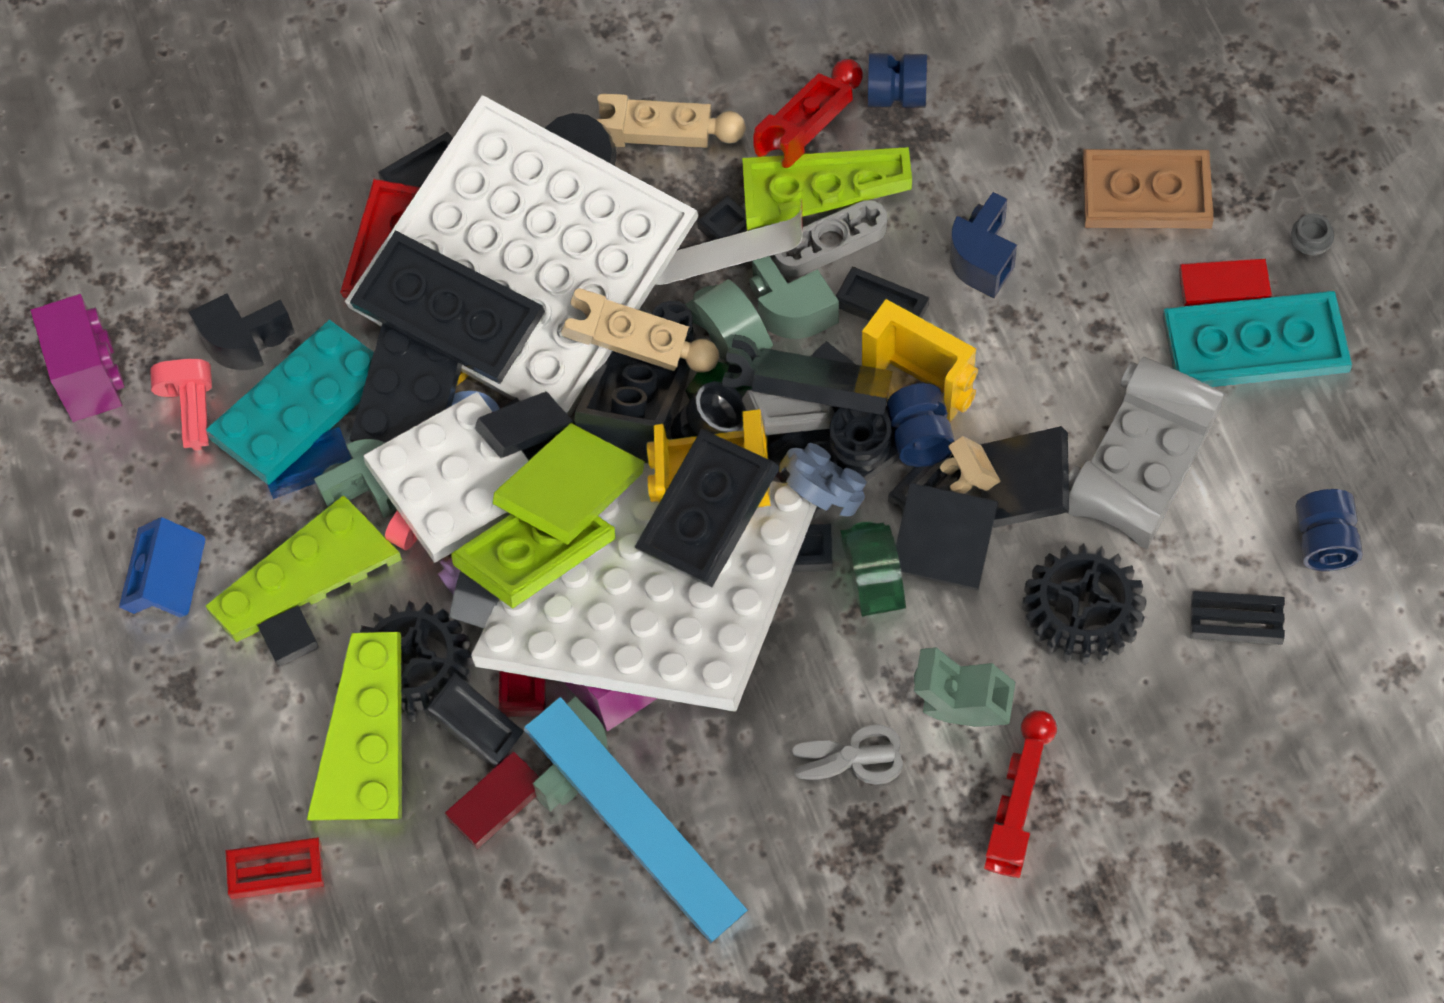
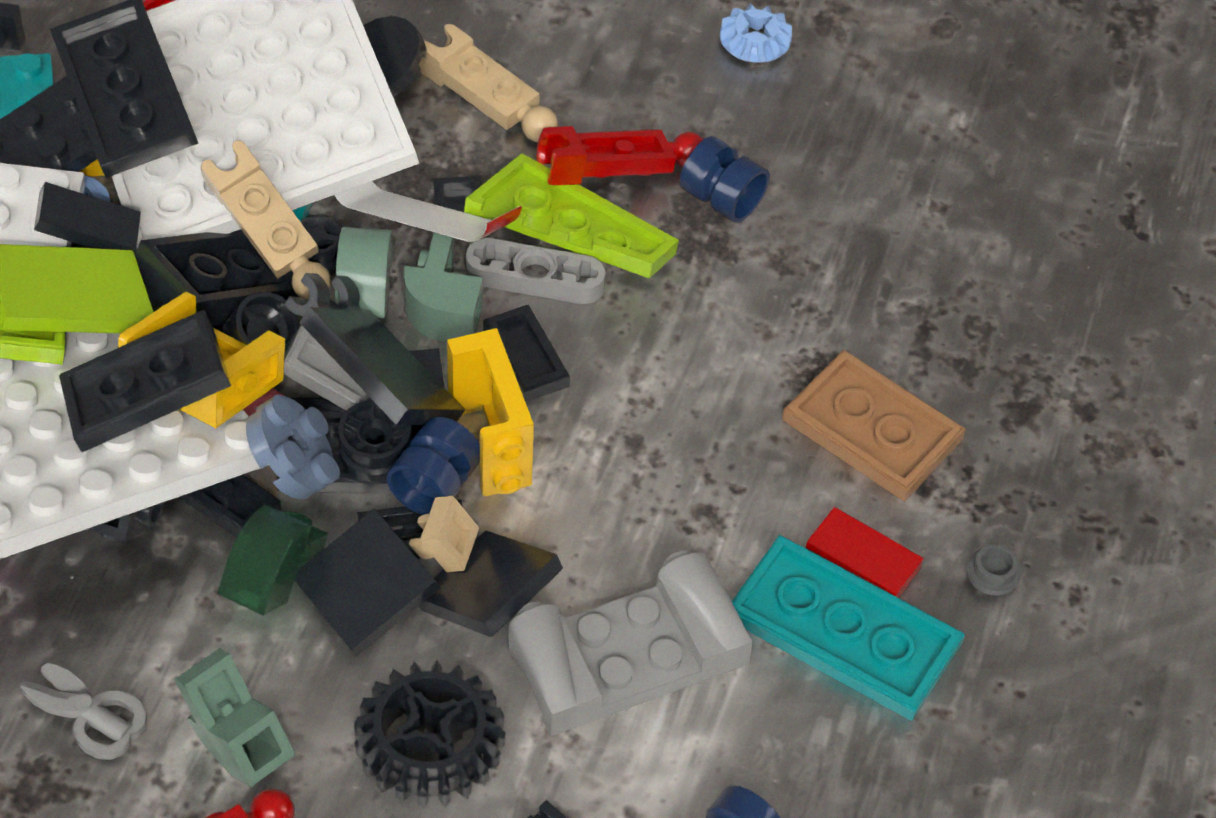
camera: 30 degrees right, 10 degrees down
(977, 251) = (656, 364): dark blue brick -> none

